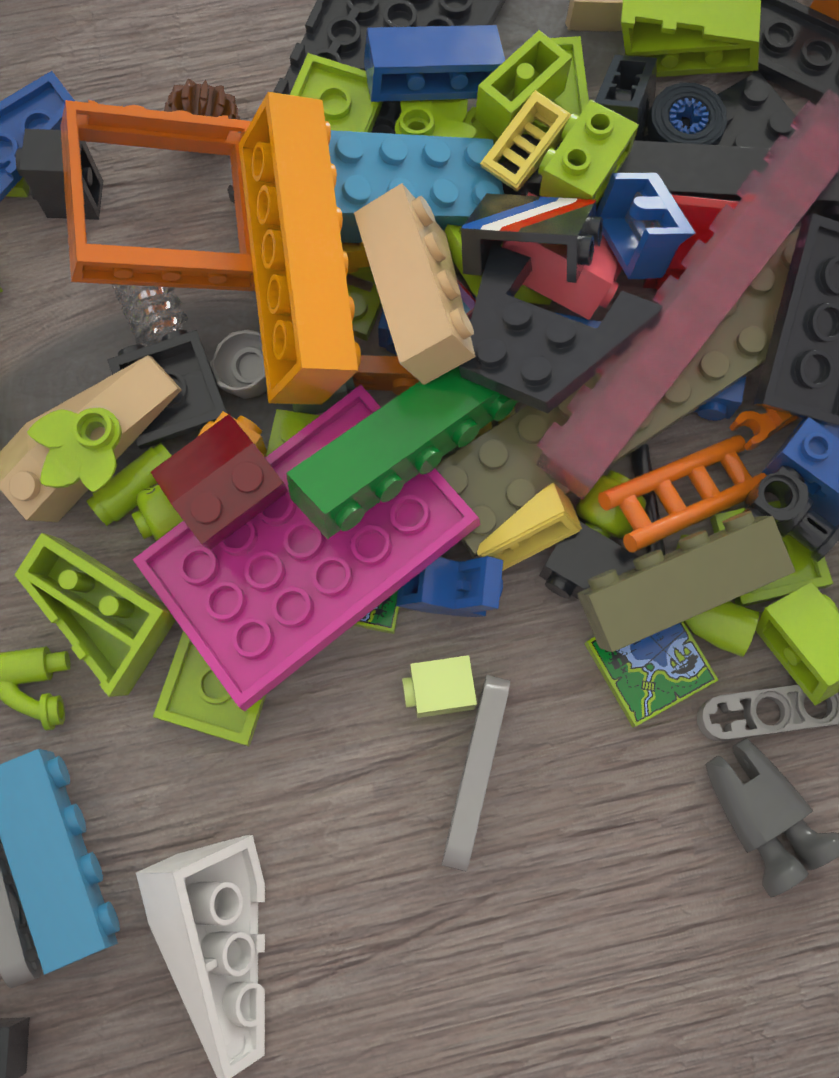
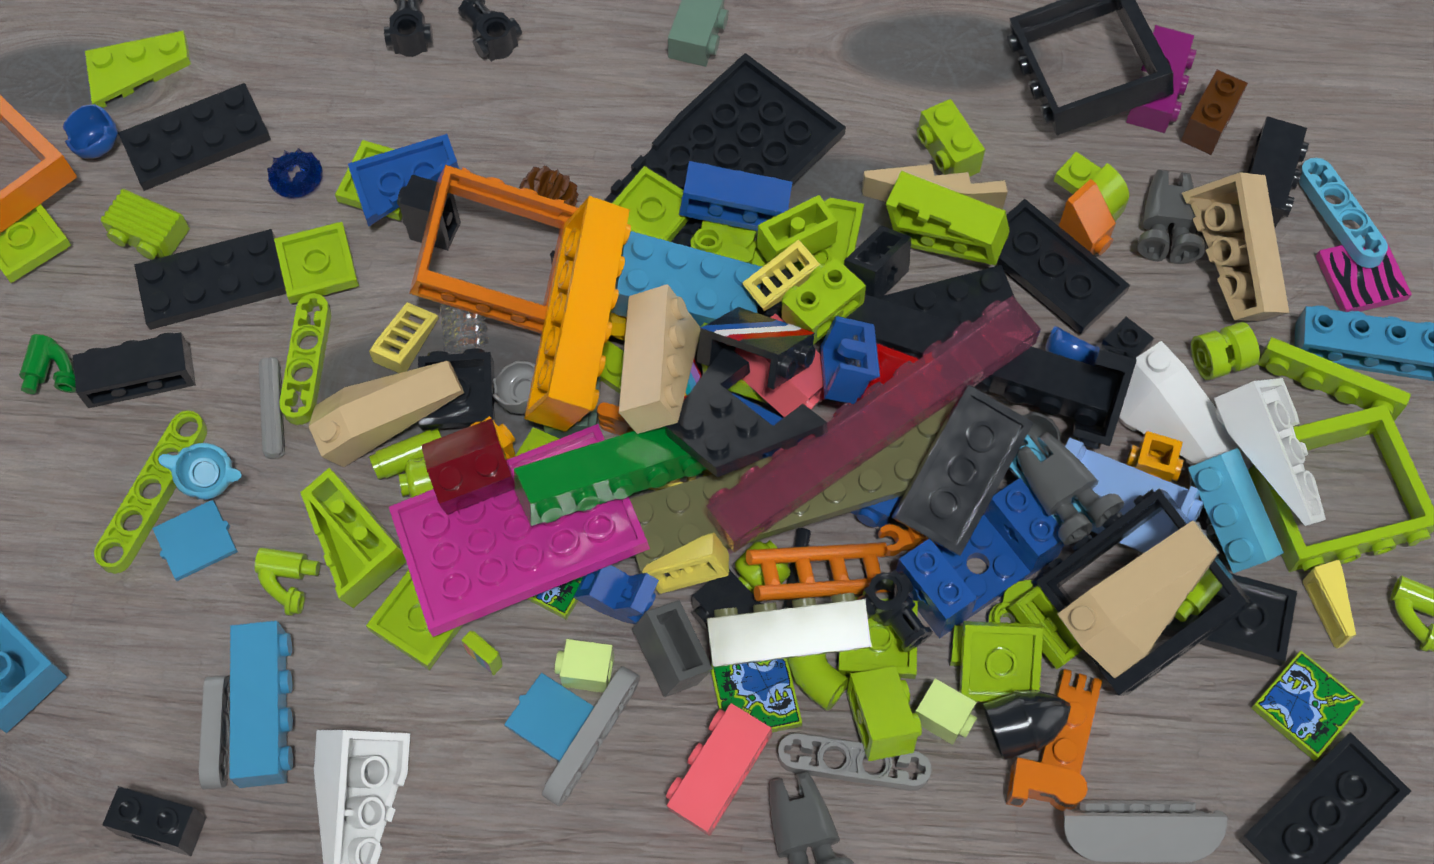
camera: 20 degrees right, 10 degrees down
(73, 452) = (370, 413): lime plate -> none
(88, 370) = (401, 361): none -> light yellow slope
(308, 707) = (482, 652): none -> lime tile
(416, 760) = (549, 716): none -> dark azure piece
(541, 637) = (672, 648): none -> dark grey piece
(644, 769) = (718, 768): none -> coral brick
(692, 101) = (928, 274): black bush -> none

